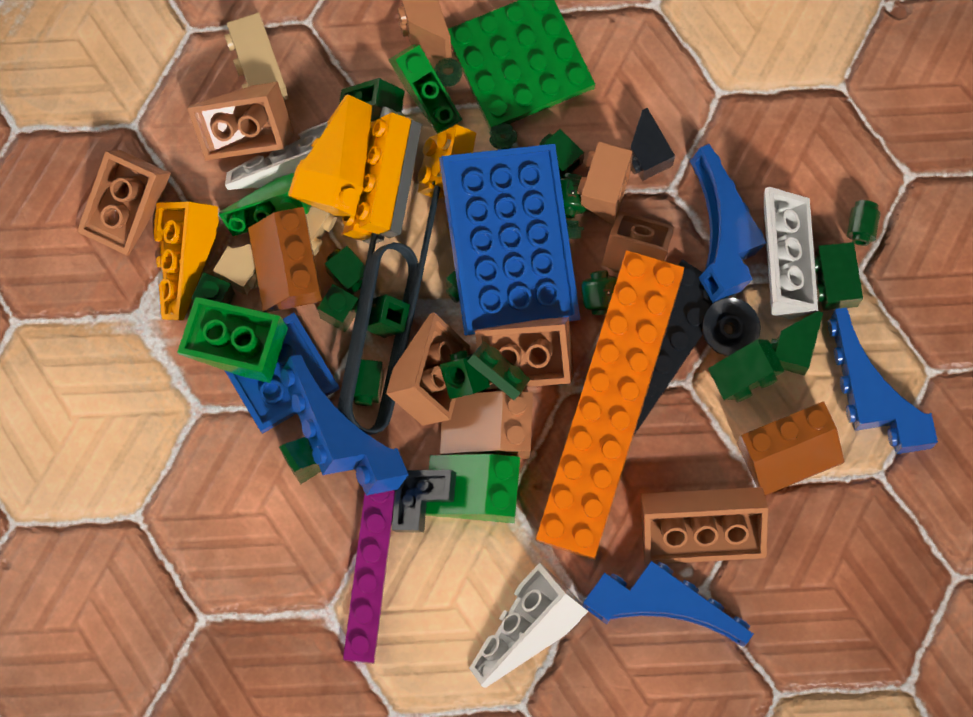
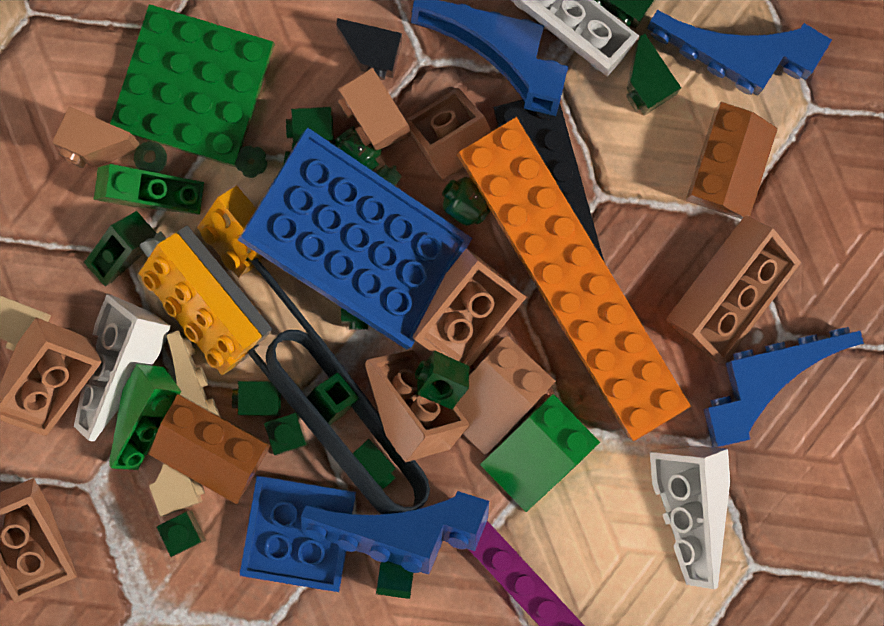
camera: 55 degrees left, 10 degrees up
(185, 240) = (111, 517): light orange wedge -> none
(233, 338) = (240, 551): green slope -> none
(335, 166) = (162, 332): light orange wedge -> none
(415, 492) = (505, 505): black plate -> none
(499, 370) = (466, 349): dark green plate -> none
(736, 314) = (600, 111): black dish -> none
(746, 370) = (639, 140): dark green brick -> none

